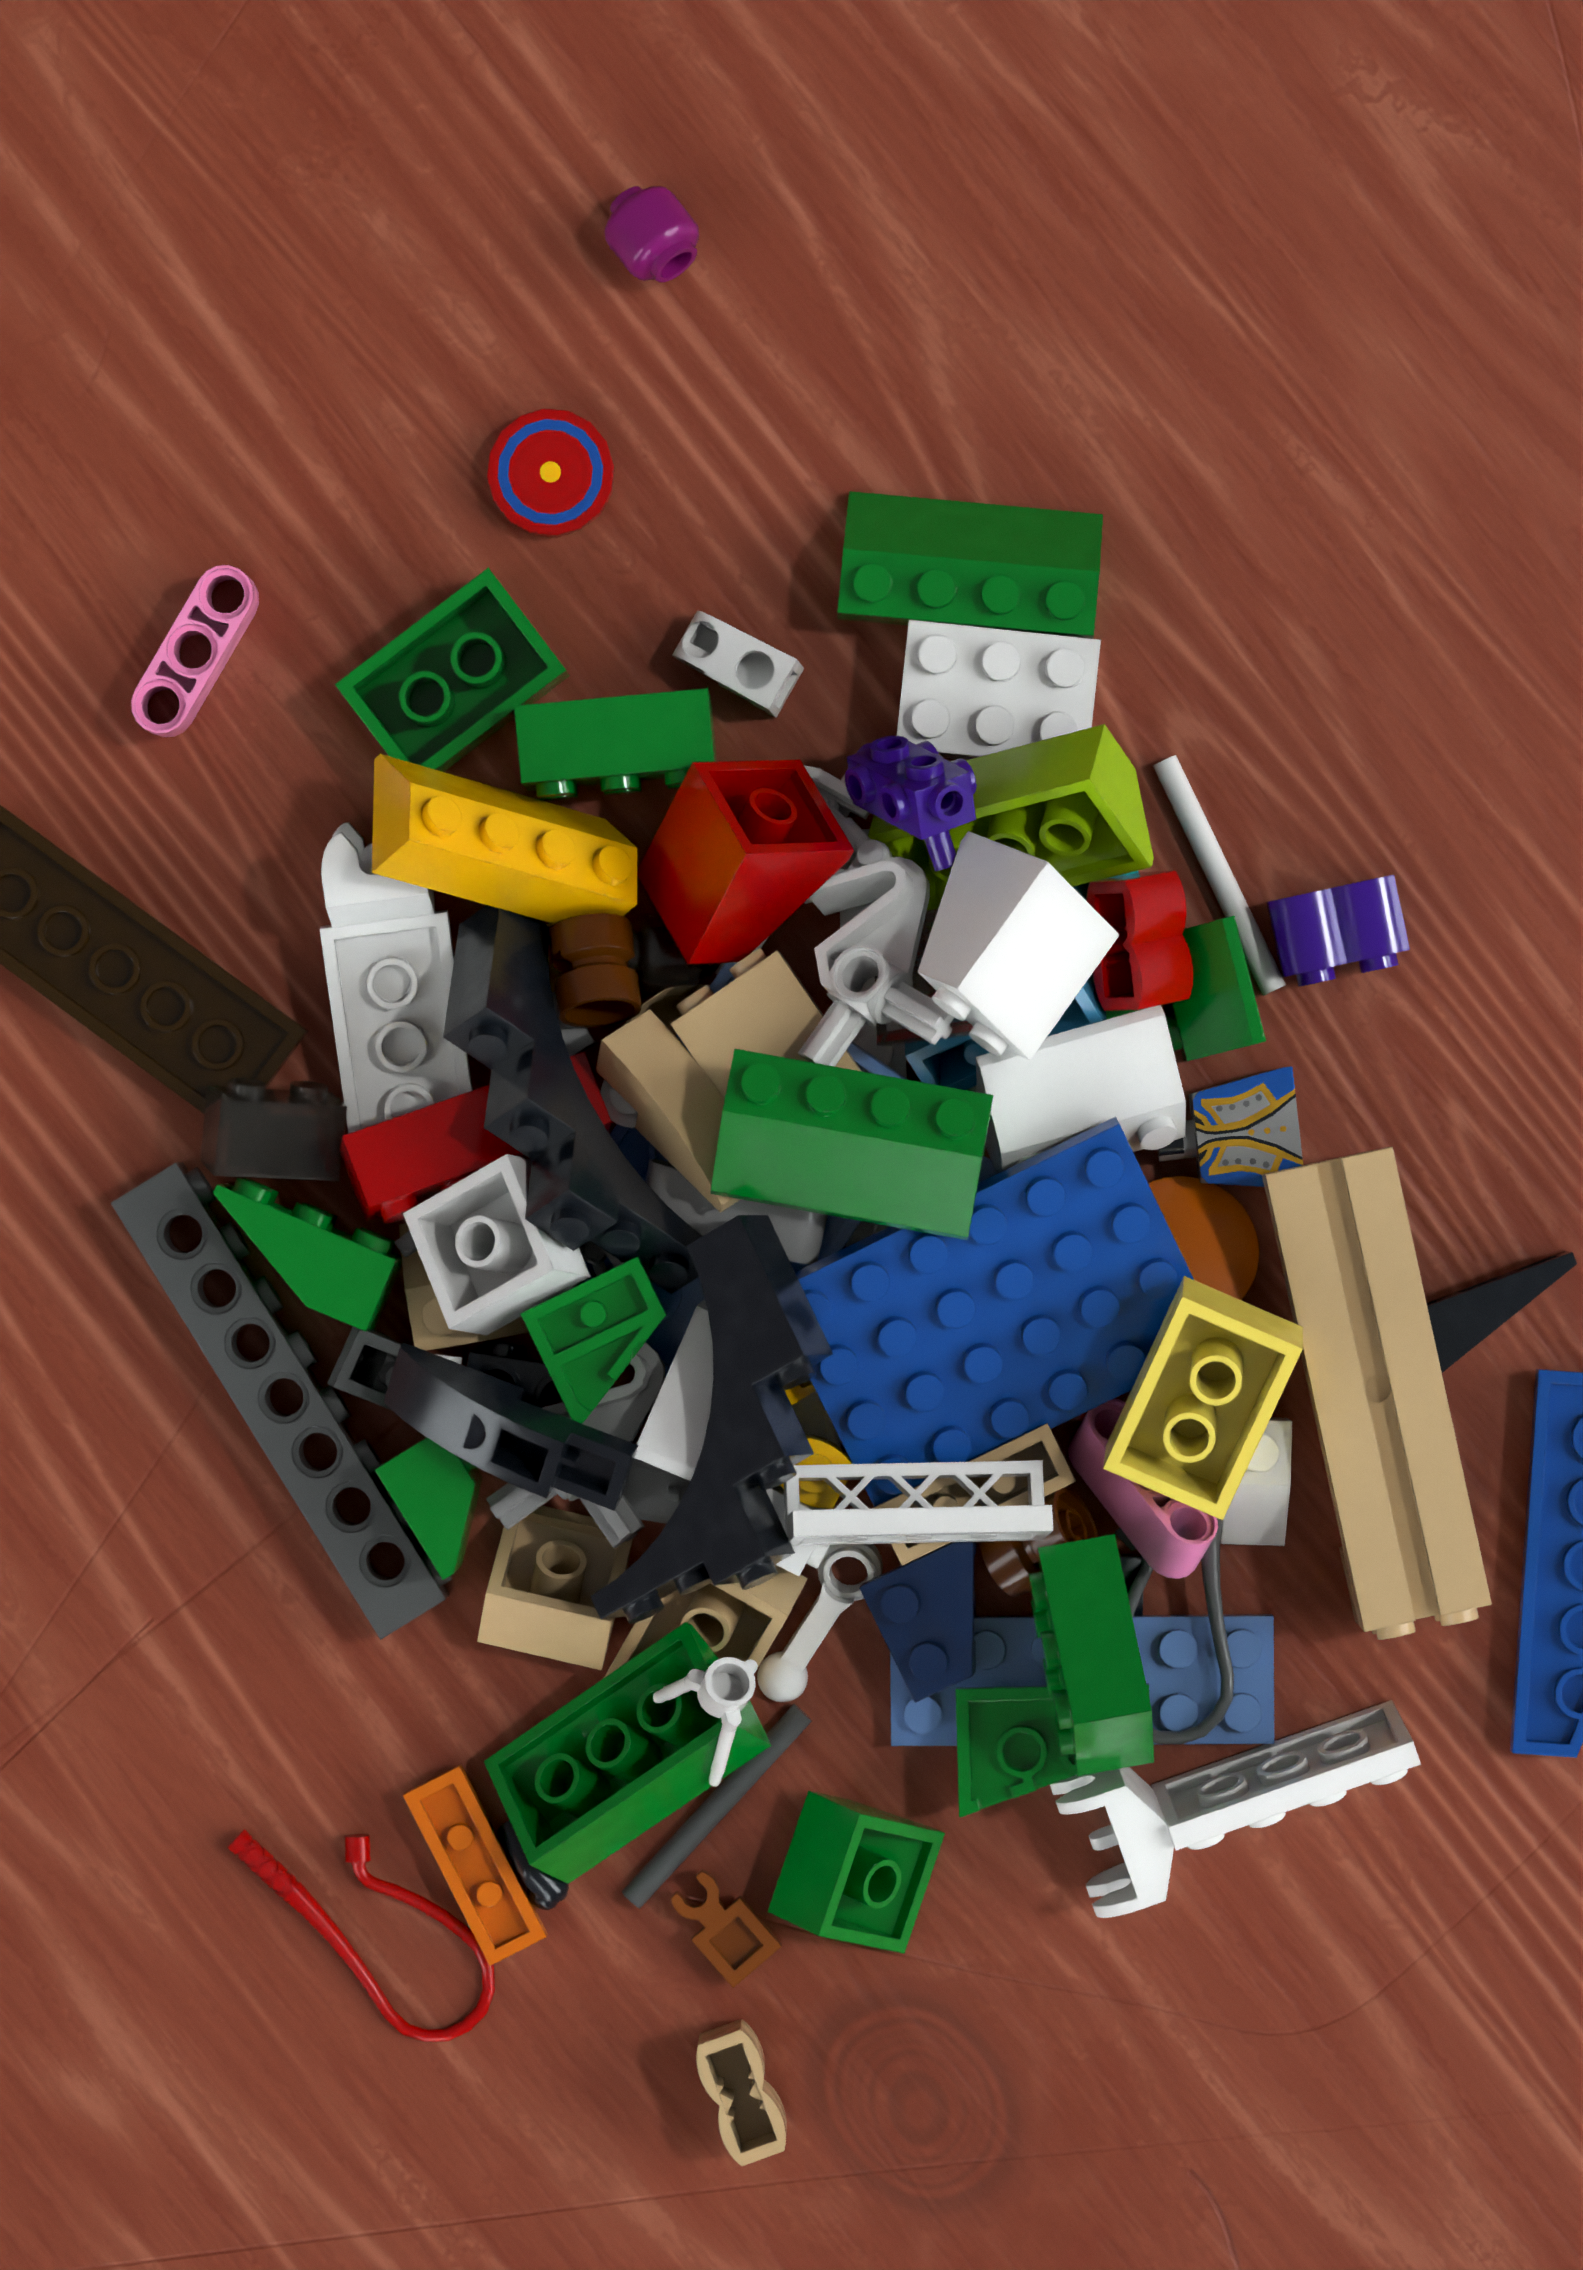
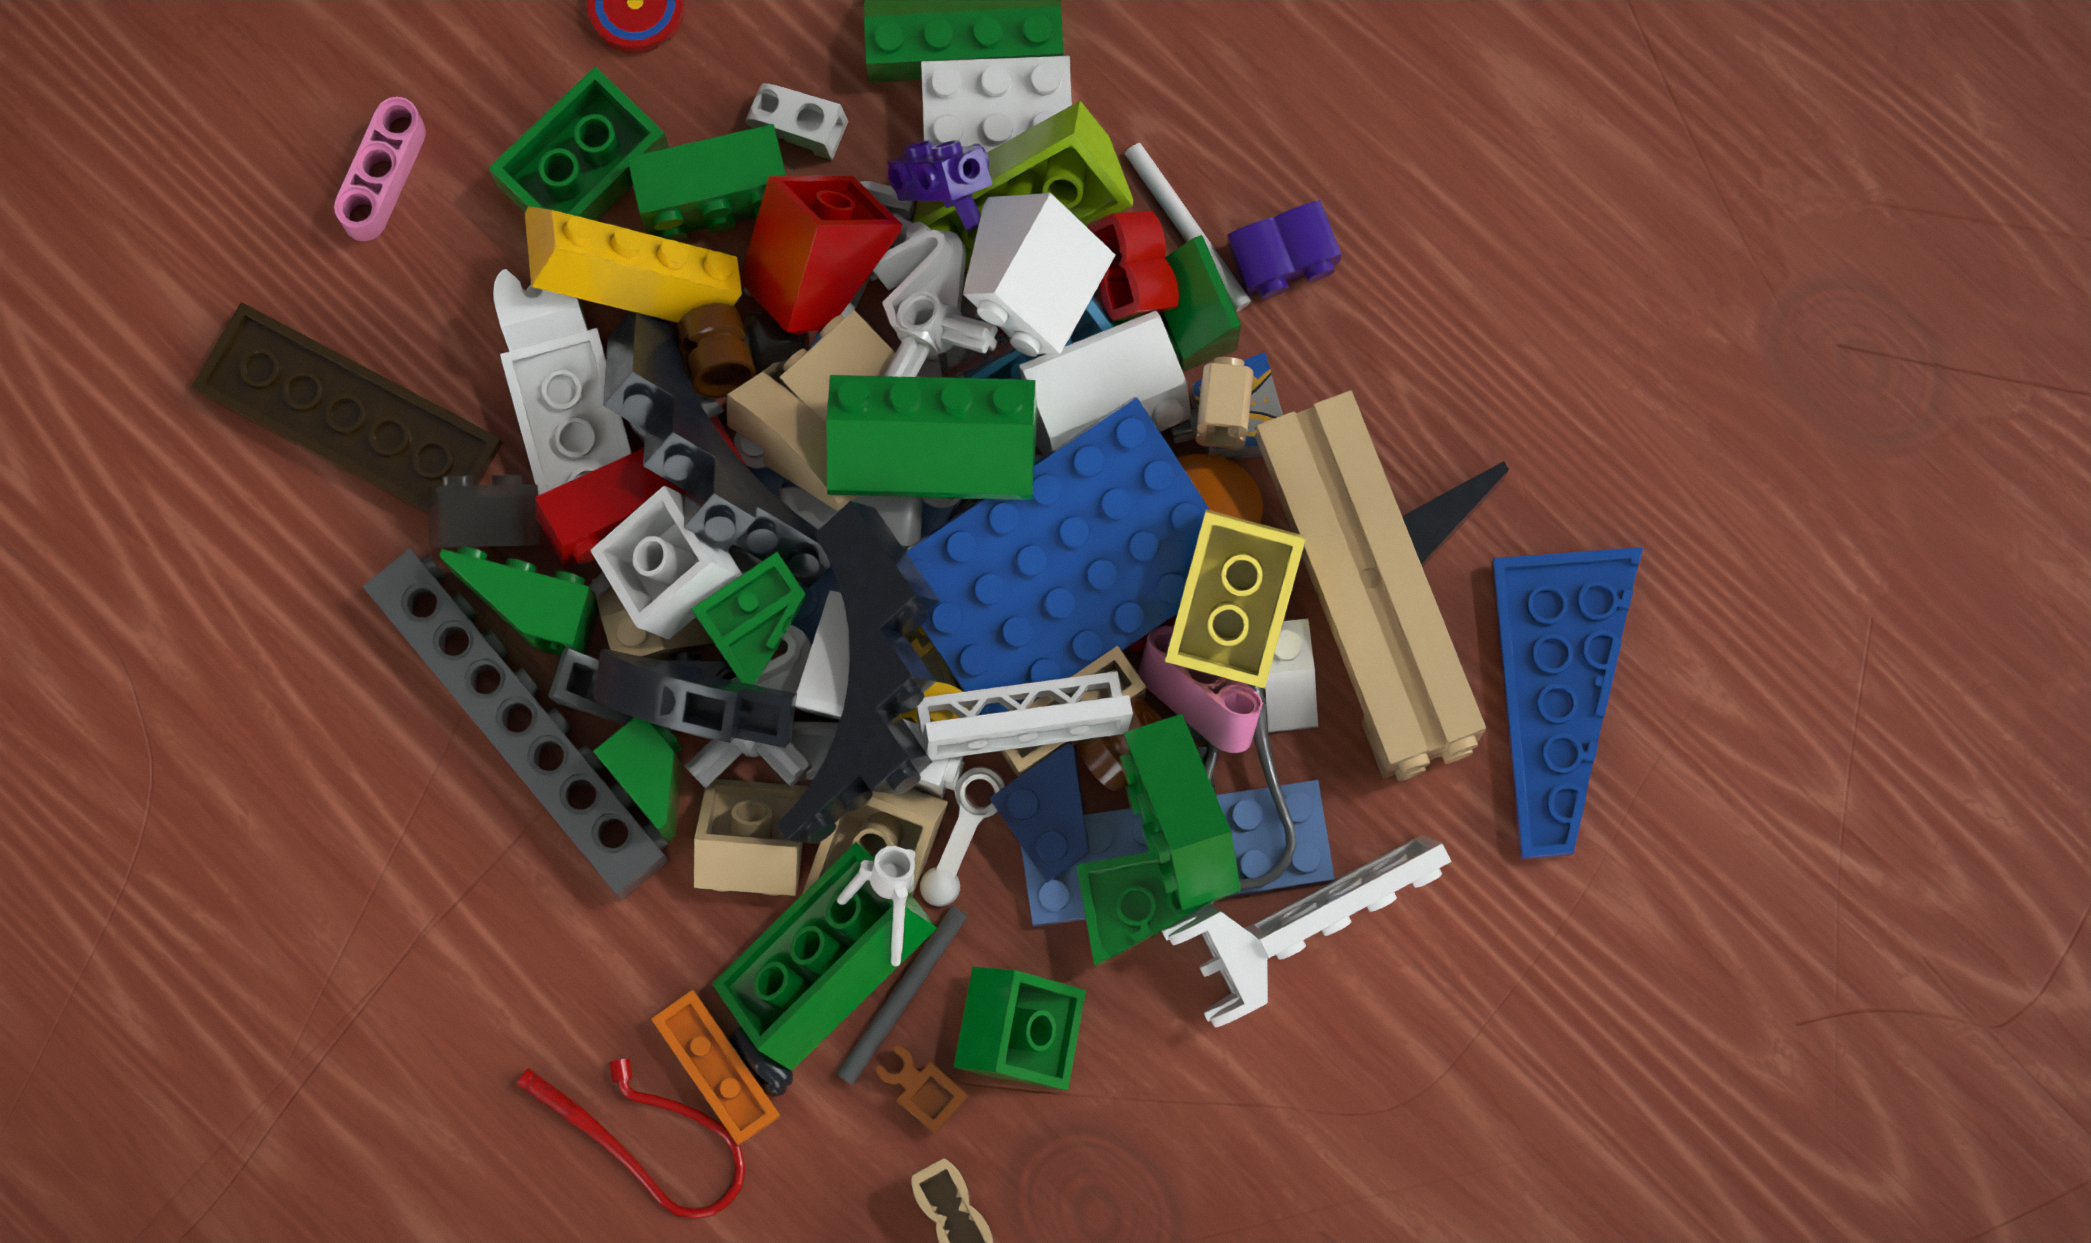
camera: 10 degrees left, 10 degrees down
(1229, 1140) = (1224, 403): none -> tan brick

